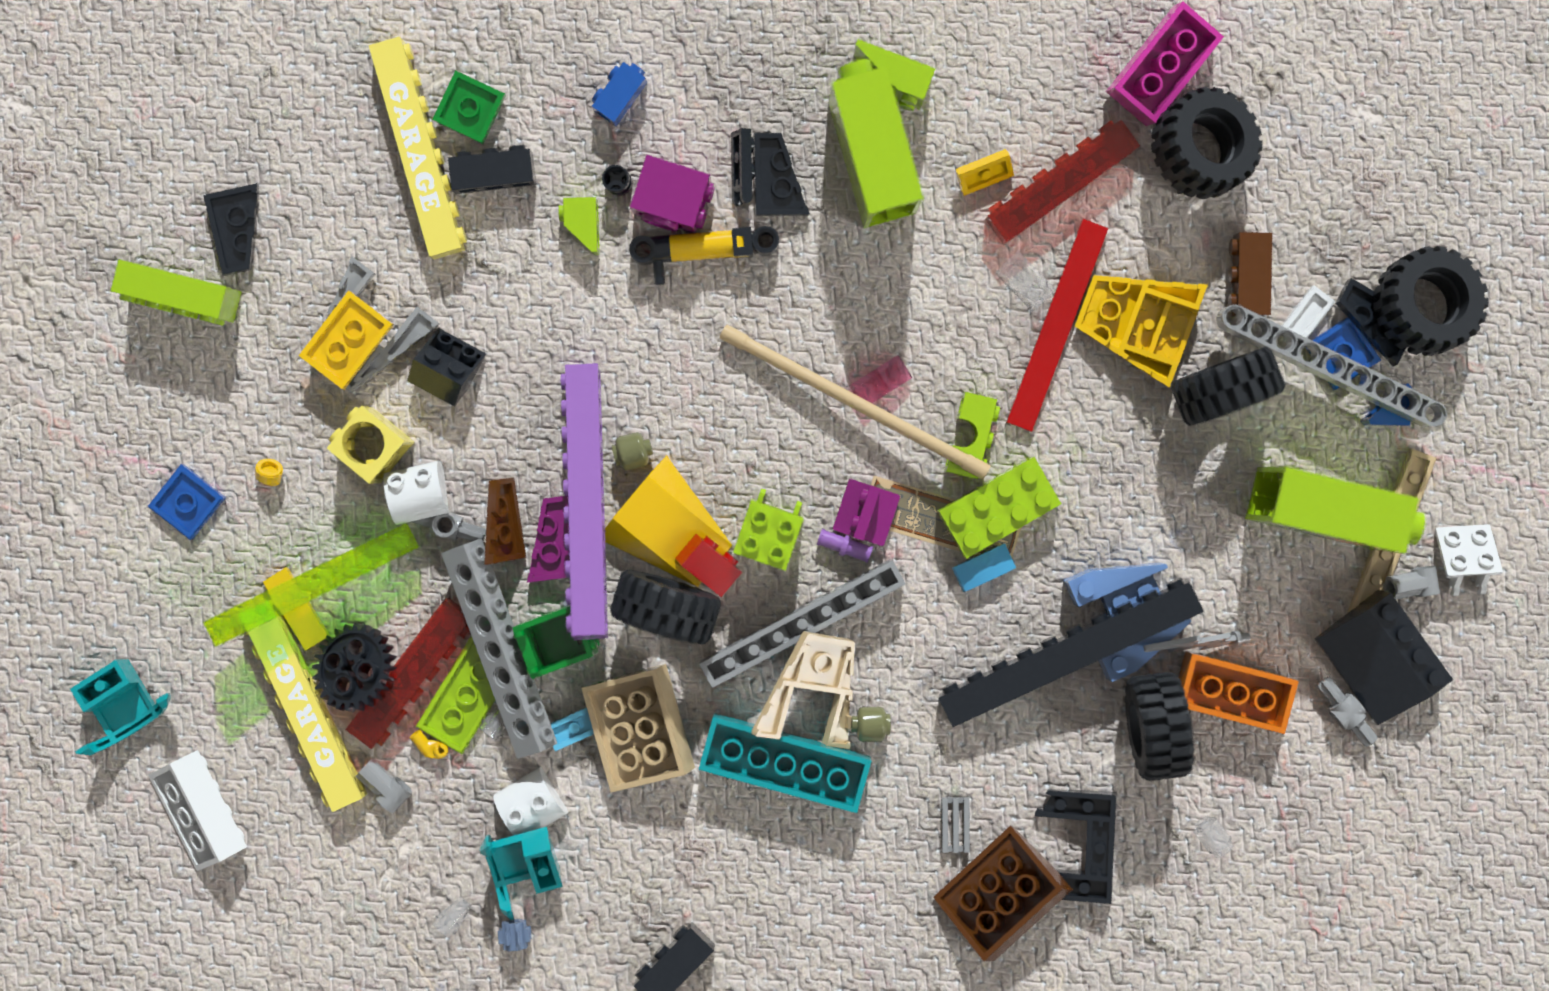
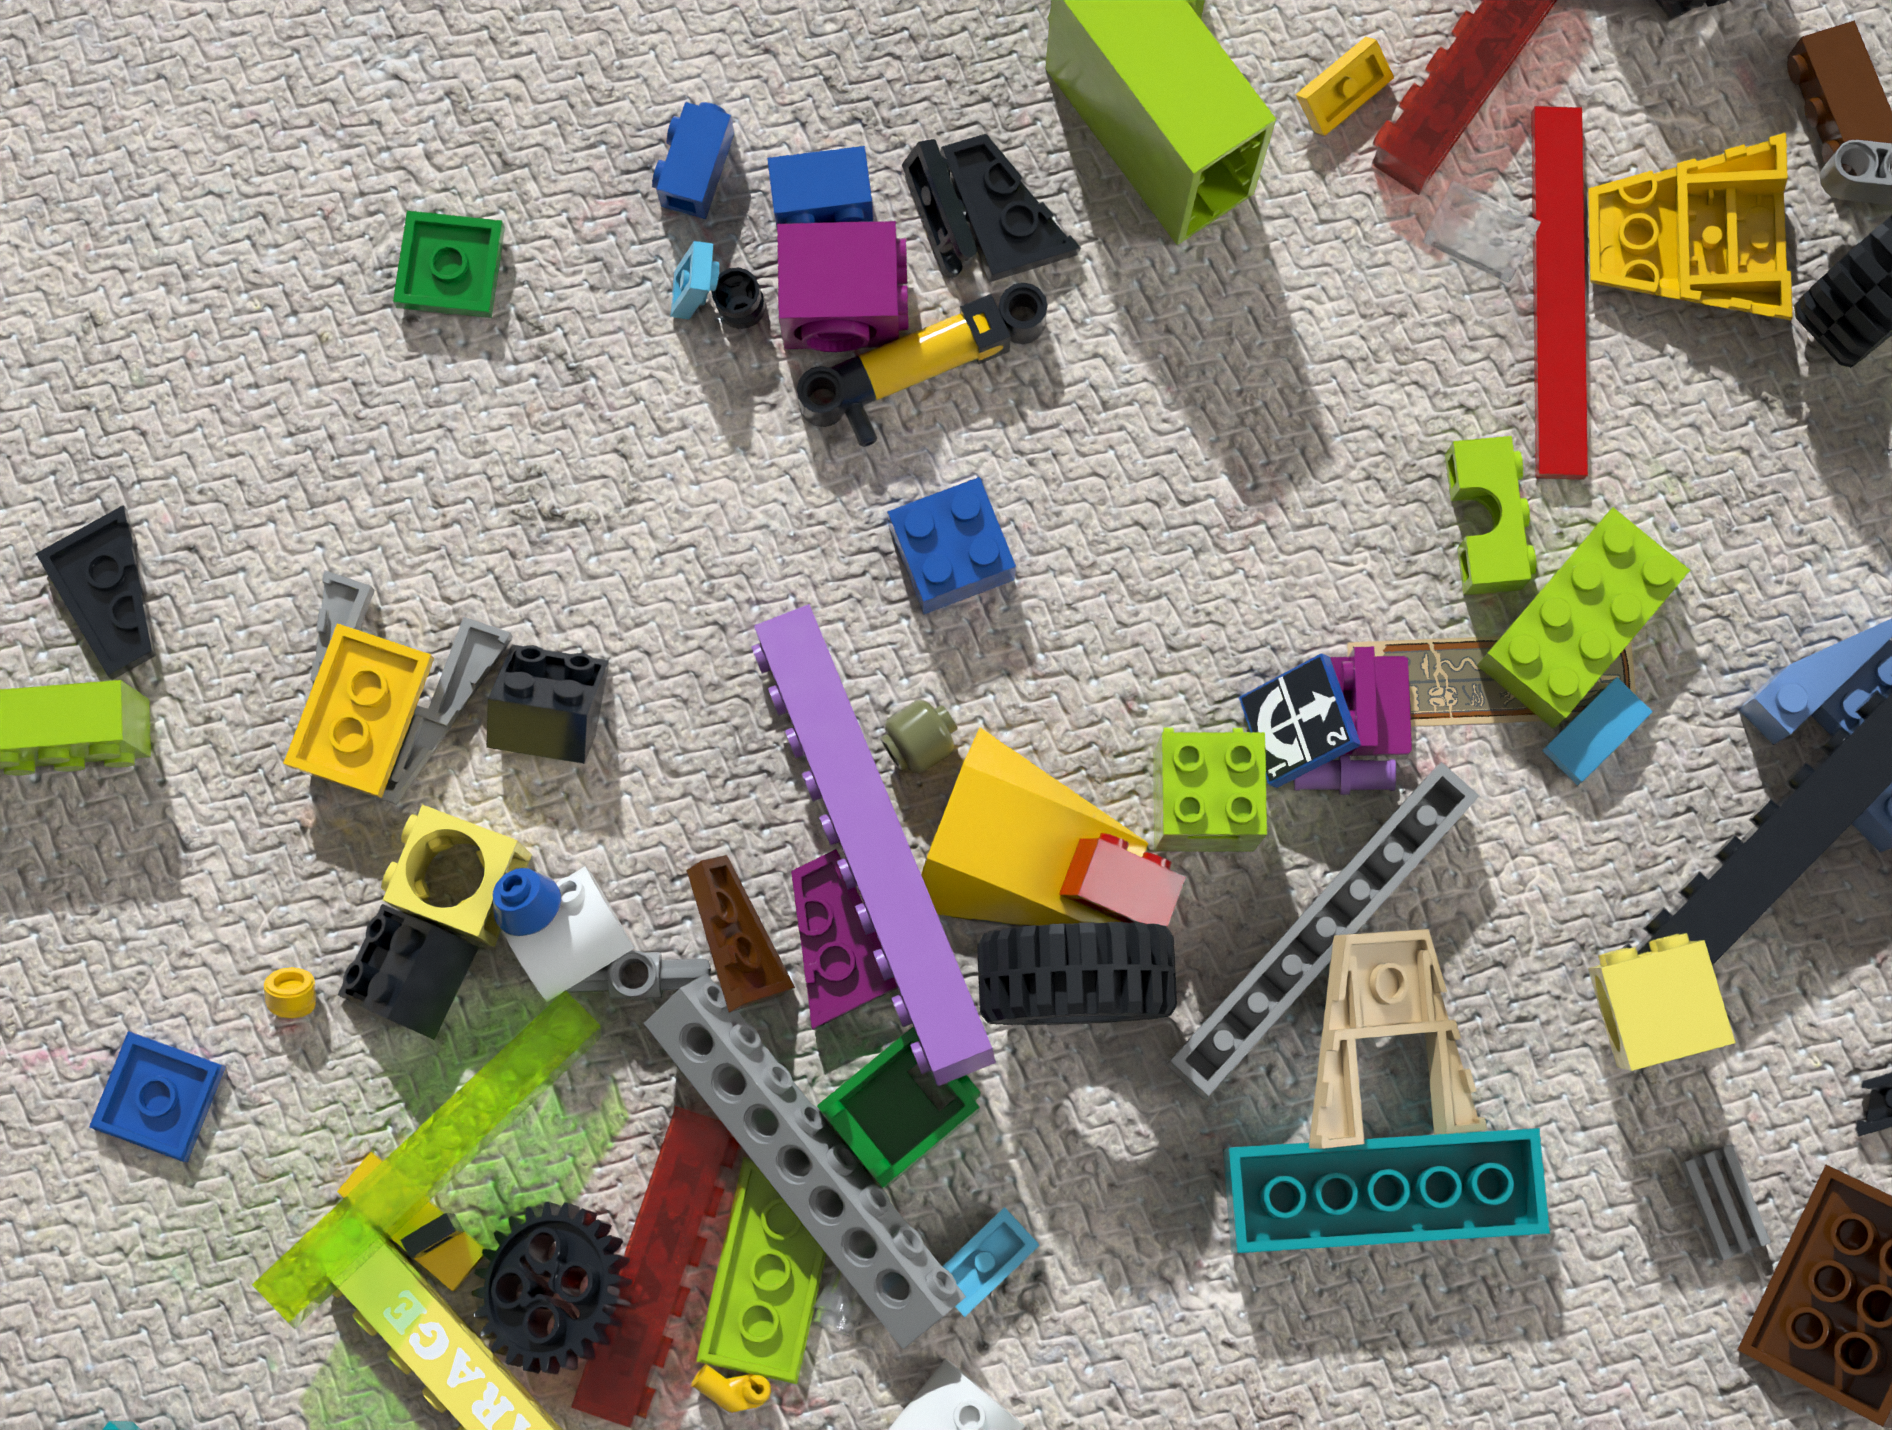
camera: 20 degrees left, 10 degrees down
(302, 622) = (432, 1235): none -> black tile
(329, 485) = (407, 971): none -> black slope
(398, 474) = (525, 902): none -> blue cone
(417, 148) = (383, 358): light yellow brick -> none
(492, 170) = (521, 351): black brick -> none
(582, 220) = (701, 383): lime slope -> none
(595, 165) = (693, 280): none -> medium azure plate
(638, 728) = (1099, 1222): tan slope -> none
(678, 141) = (821, 187): none -> blue brick
(683, 355) = (951, 545): none -> blue brick
(830, 511) = (1301, 719): none -> tile
(871, 724) = (1510, 1069): olive head -> none
(881, 380) = (1300, 480): clear pink slope -> none
(952, 722) = (1660, 1002): none -> light yellow brick
(965, 461) = (1502, 553): tan piece -> none

